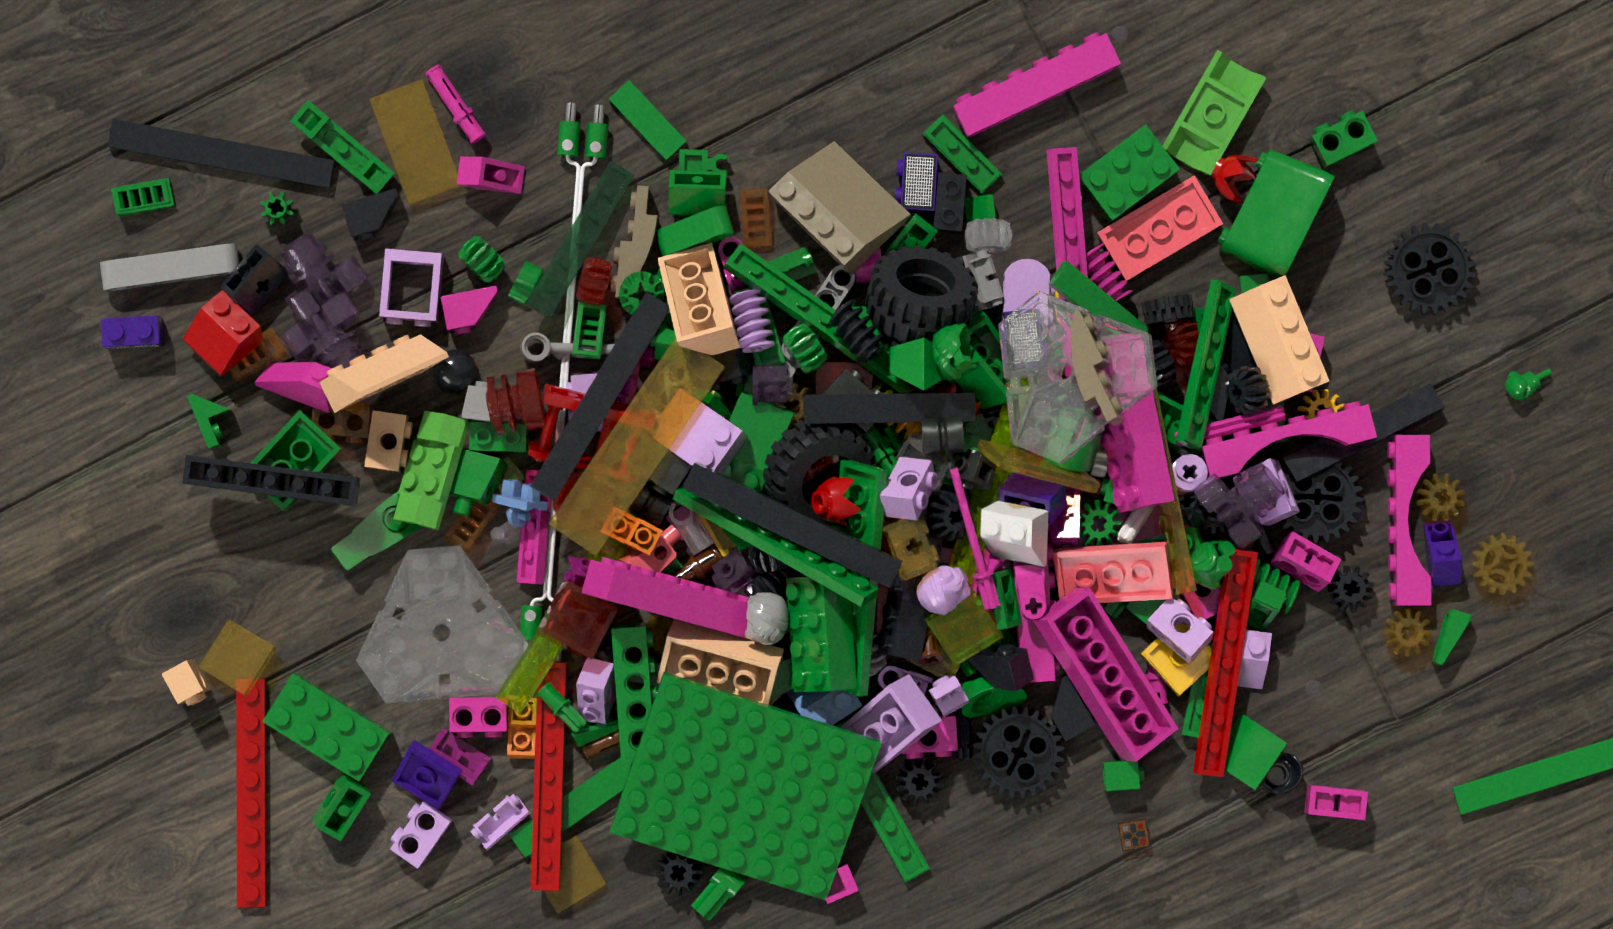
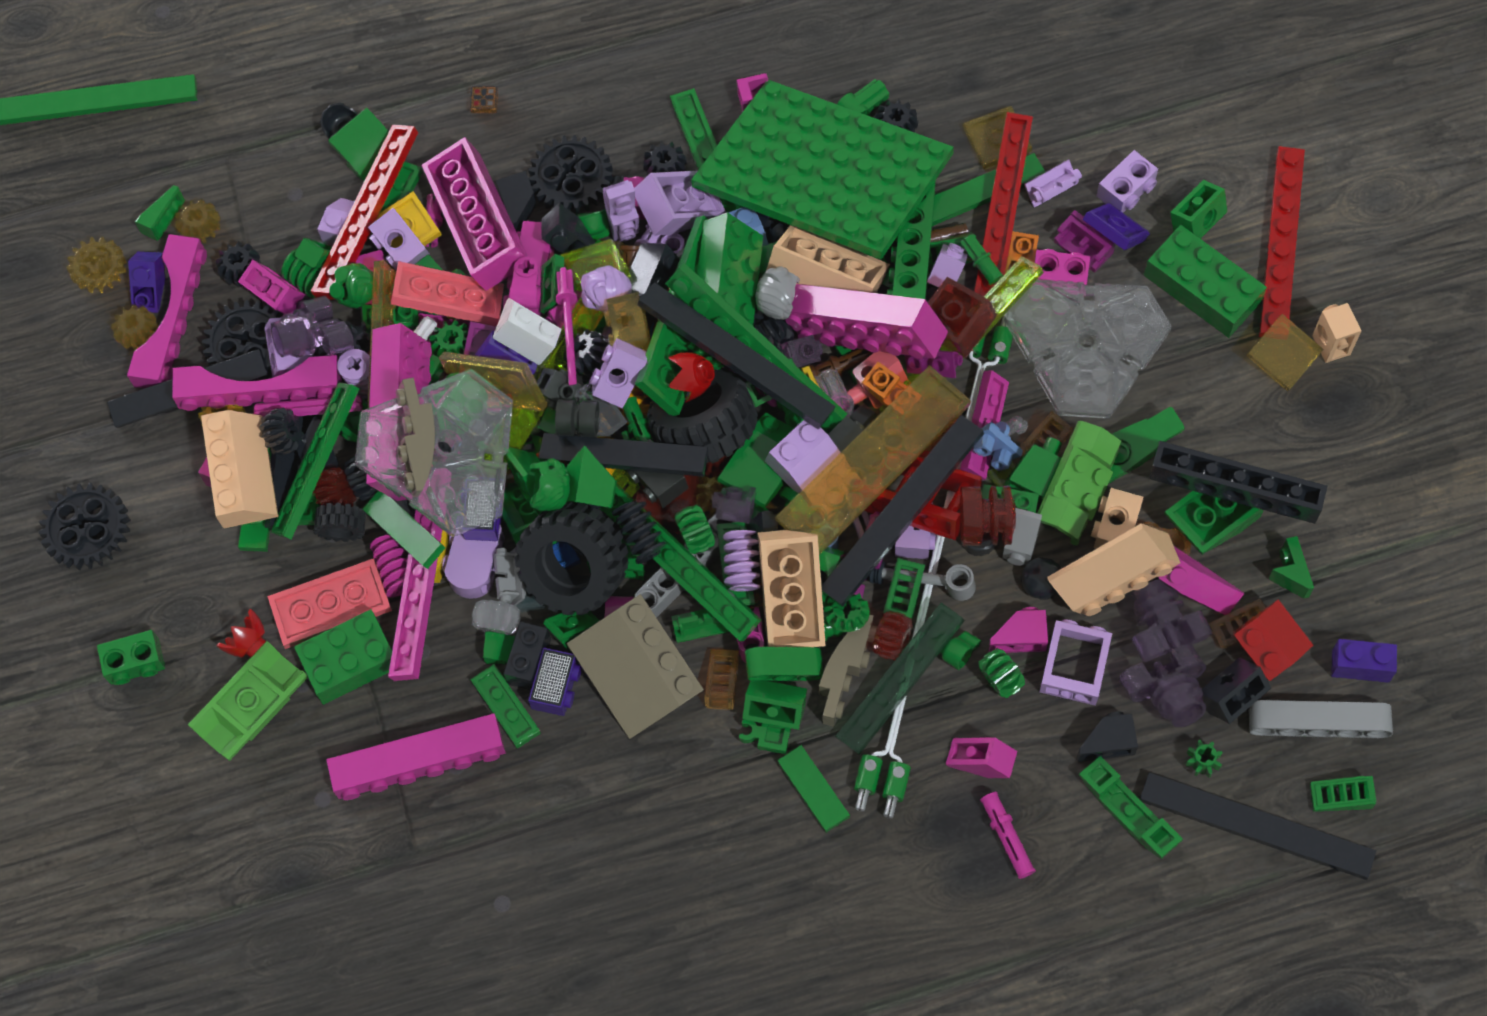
camera: 165 degrees left, 20 degrees down
(415, 141) = (1054, 806): clear yellow tile -> none
(1122, 775) = (486, 141): green brick -> none
(1276, 213) = (209, 593): green windscreen -> none
(1336, 802) = (299, 93): dark pink brick -> none
(1524, 385) = (31, 411): green piece -> none

